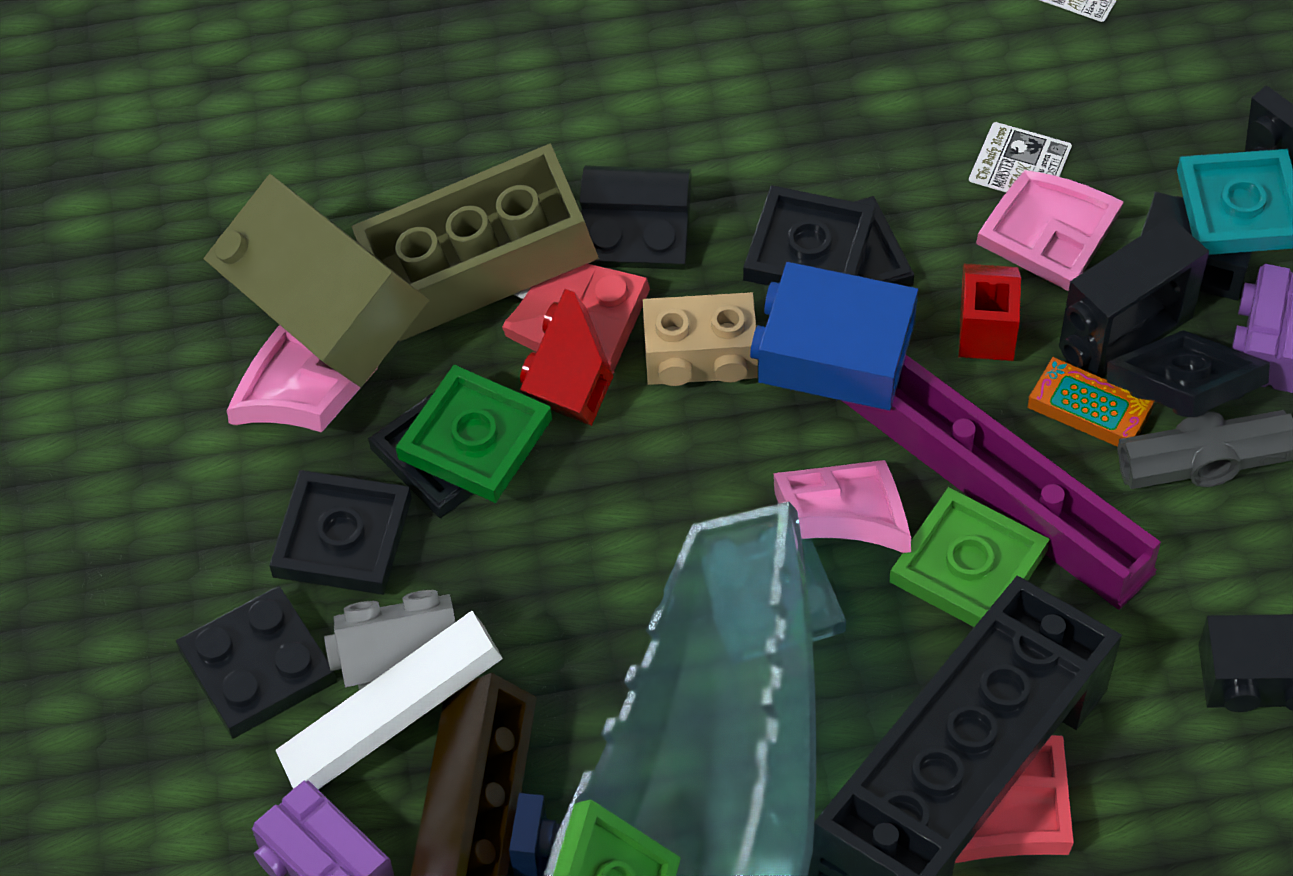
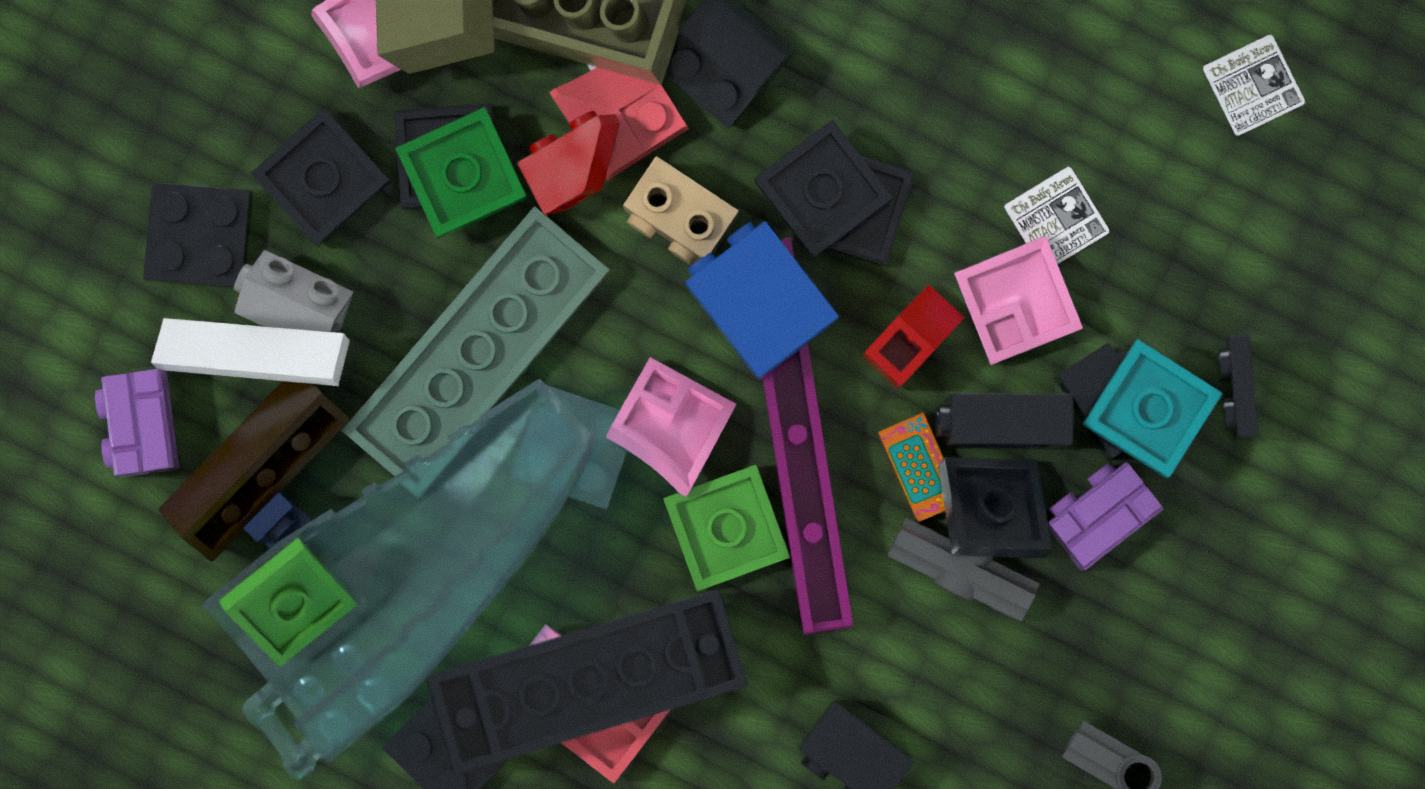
camera: 35 degrees right, 30 degrees up
(603, 569) = (478, 343): none -> sand green plate

